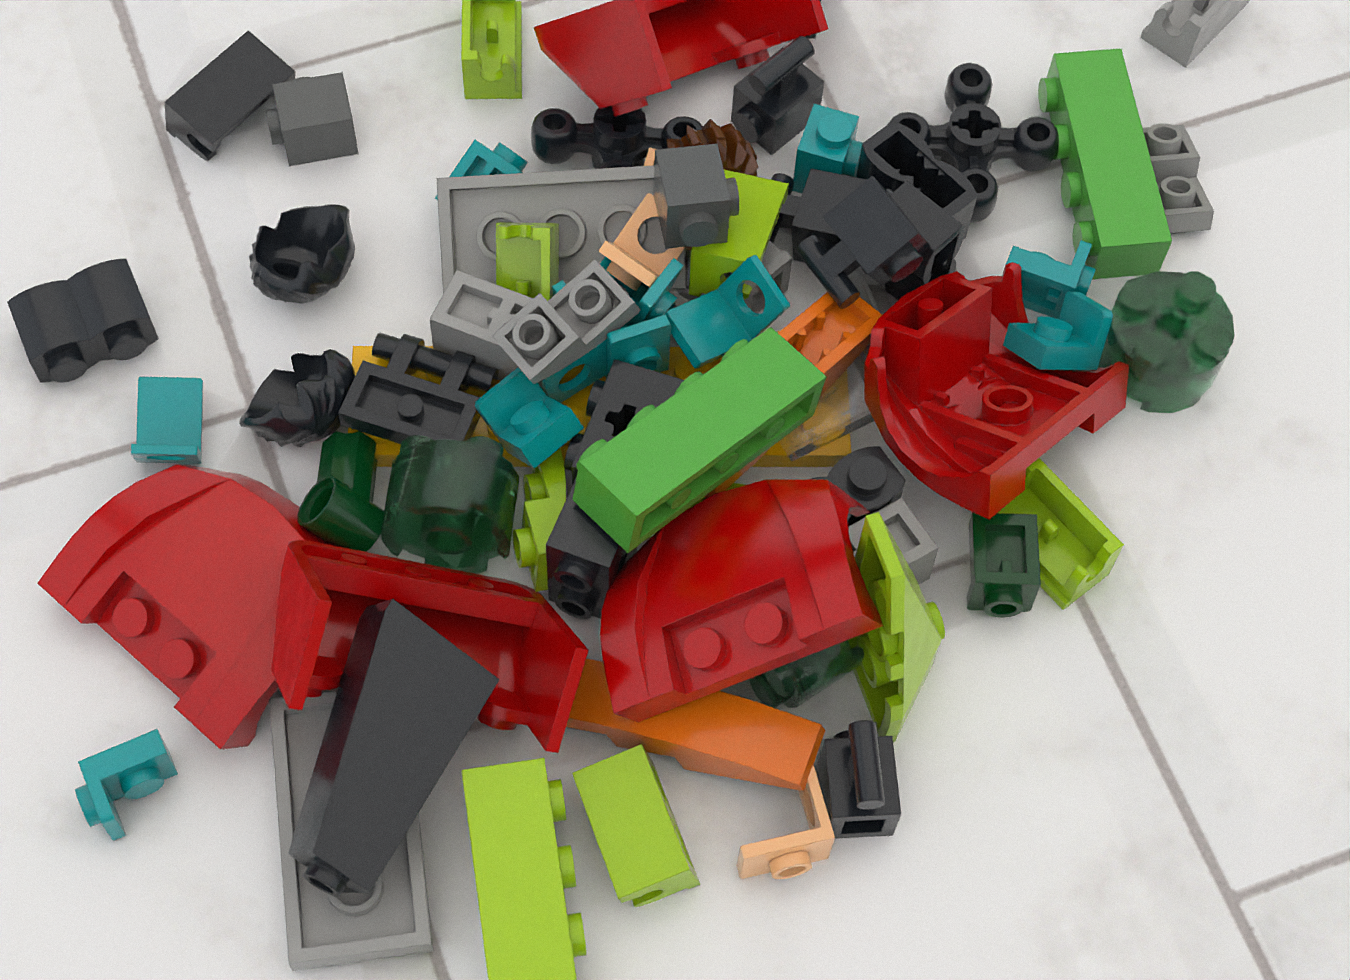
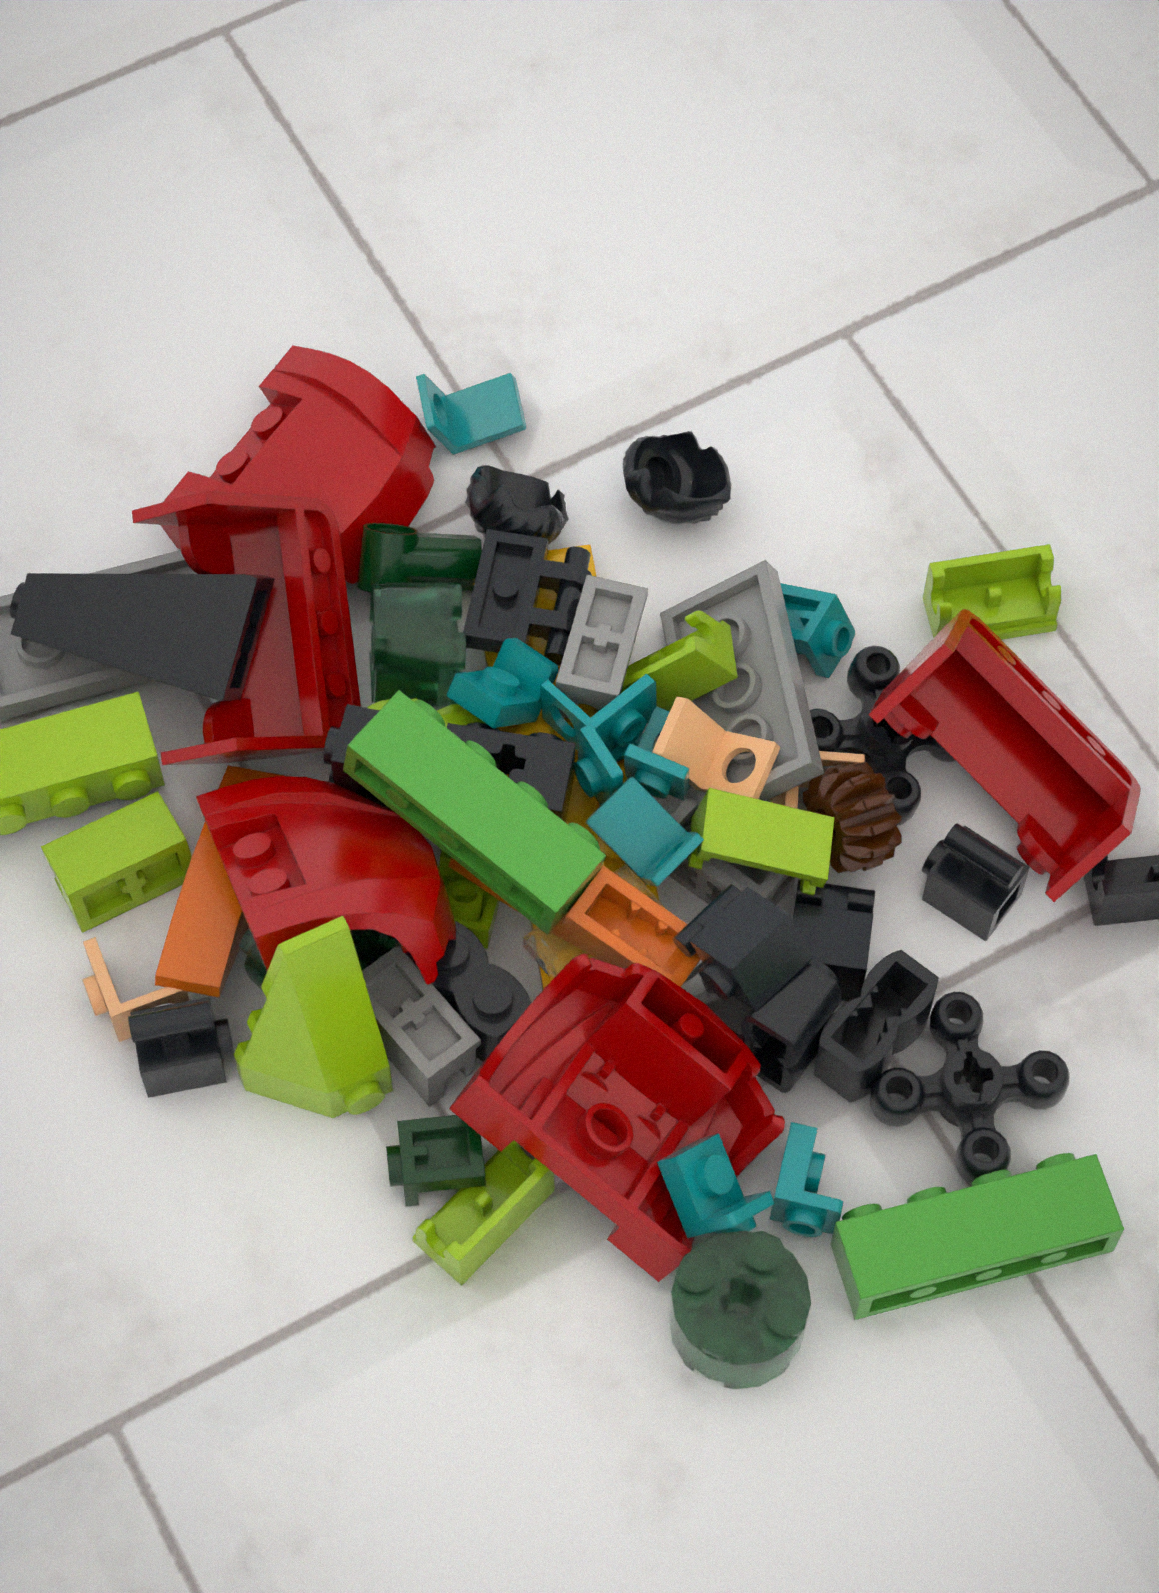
camera: 85 degrees right, 0 degrees up
(82, 321) = (571, 323): black brick -> none
(126, 771) = (118, 442): teal bracket -> none
(224, 94) = (855, 379): black hinge -> none
(312, 119) = (846, 460): dark grey brick -> none
(569, 325) = (593, 688): light grey slope -> none
(693, 196) = (757, 769): dark grey brick -> none
(827, 145) = (916, 927): teal brick -> none
(1176, 169) = (980, 1318): light grey slope -> none

